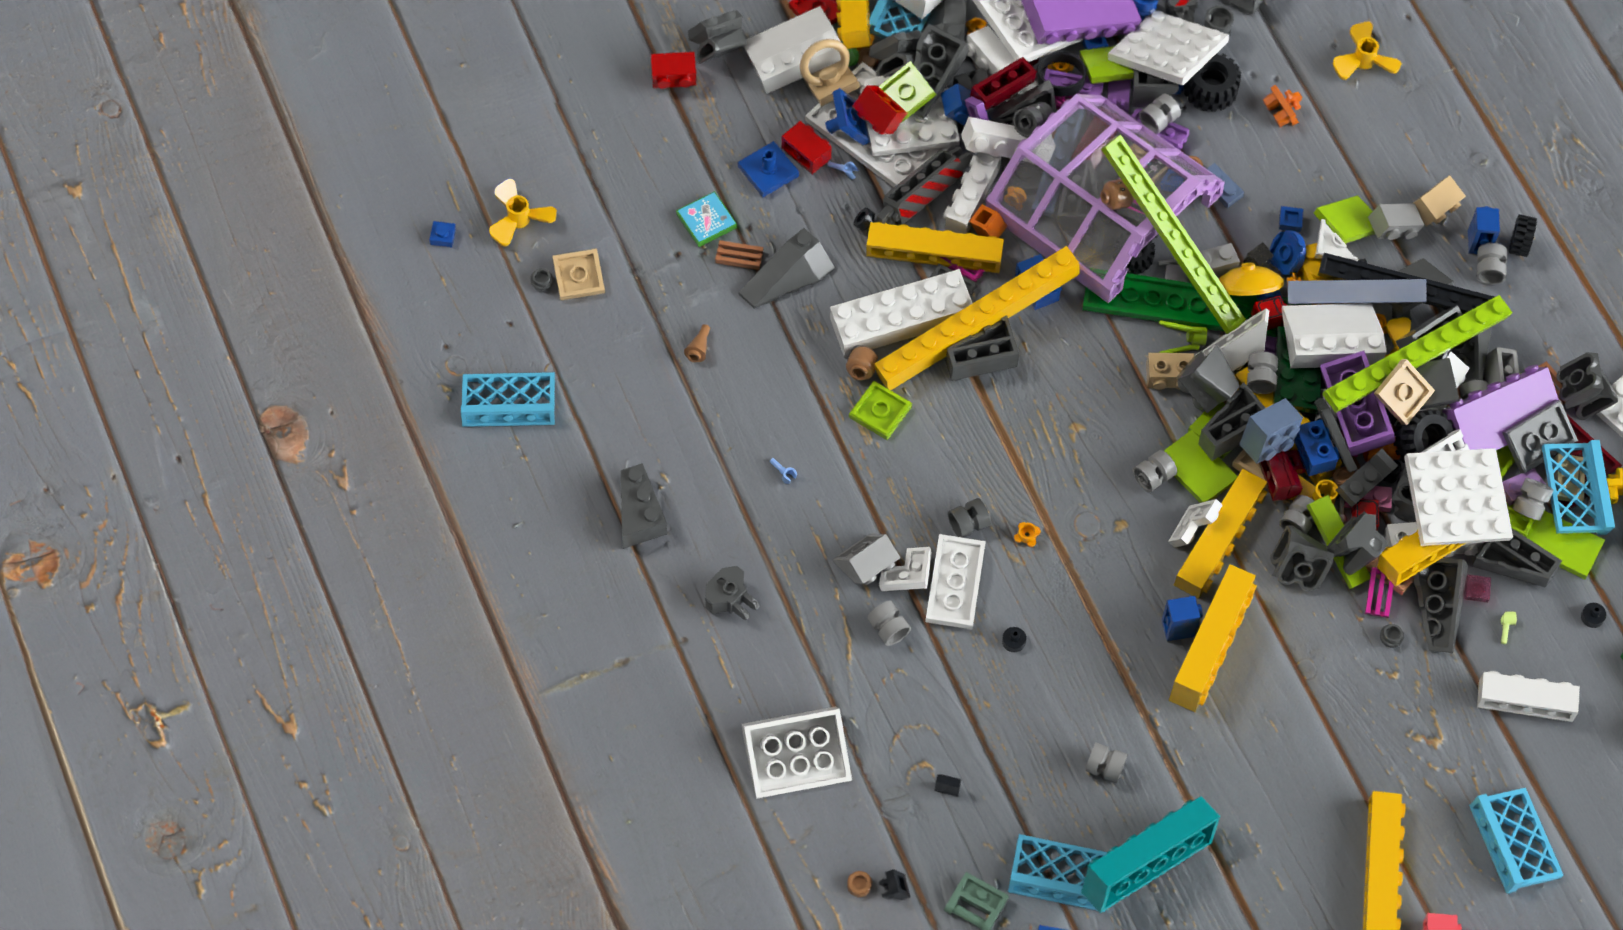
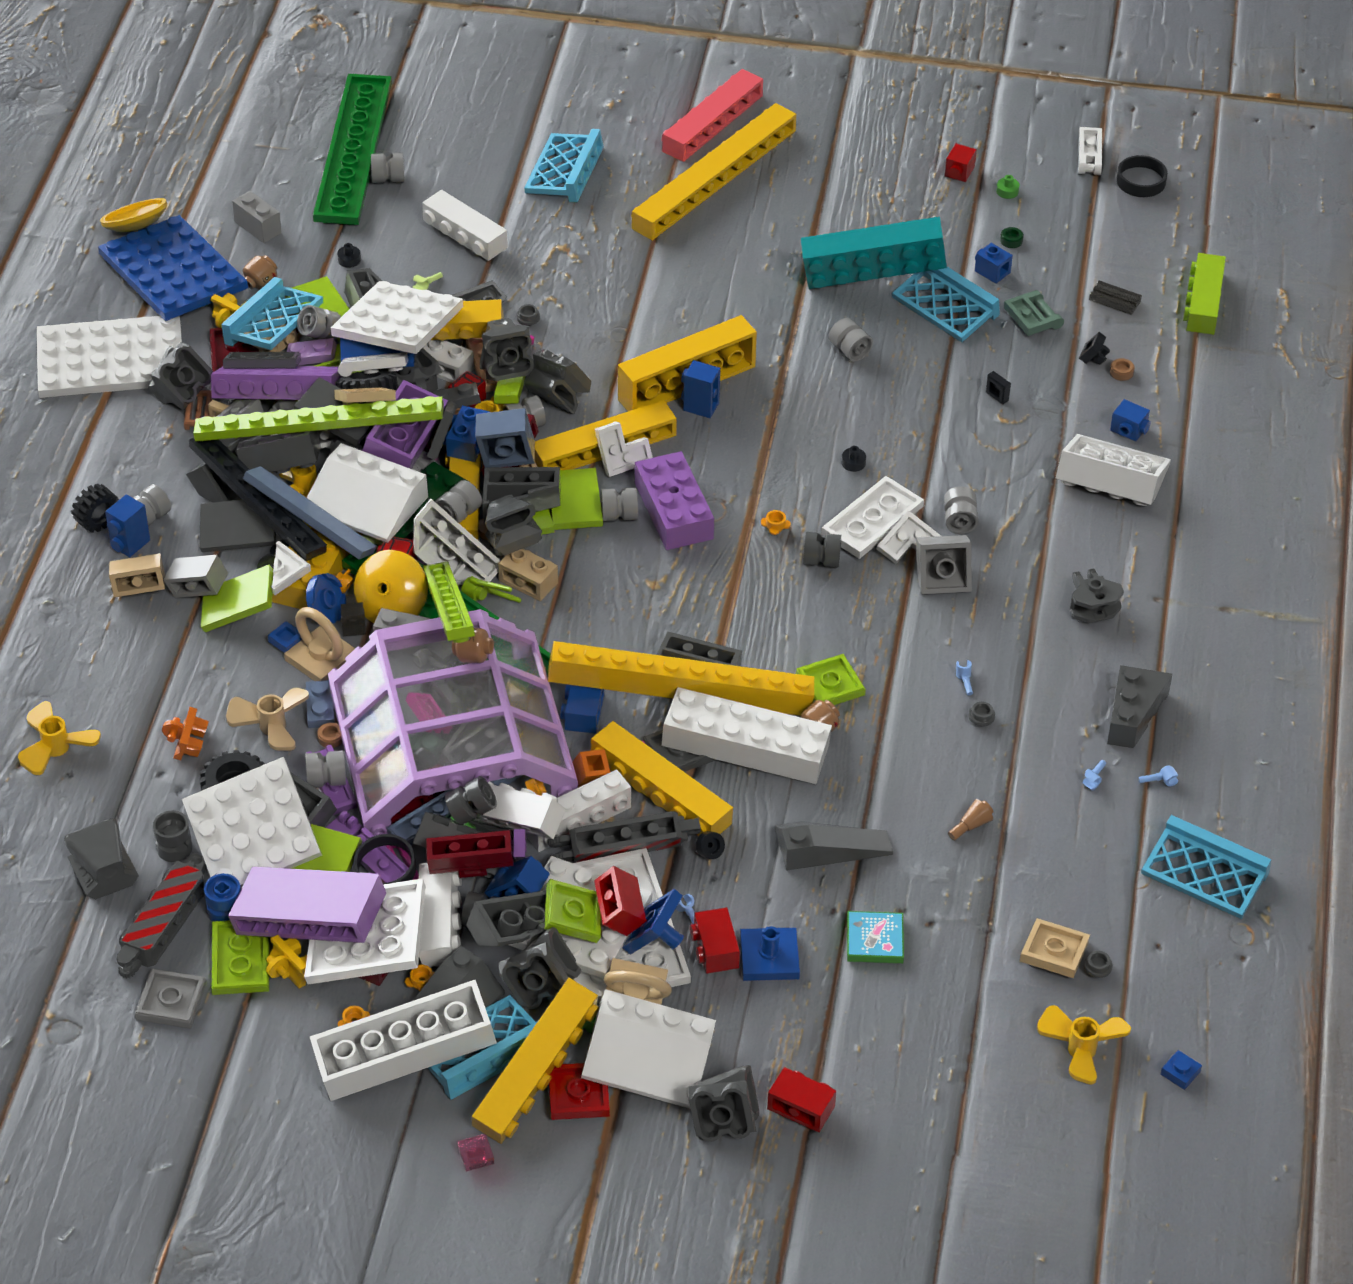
camera: 145 degrees left, 15 degrees down
(580, 465) = (1167, 774): none -> light blue hand
(635, 430) = (1092, 778): none -> light blue hand
(739, 251) = (869, 882): nougat tile -> none
(749, 441) = (982, 714): none -> dark grey plate
(813, 813) = (1130, 420): none -> blue brick
(1117, 500) = (674, 500): none -> medium lavender brick
(1239, 149) = (269, 714): none -> tan piece
(1257, 221) = (317, 650): none -> tan tile

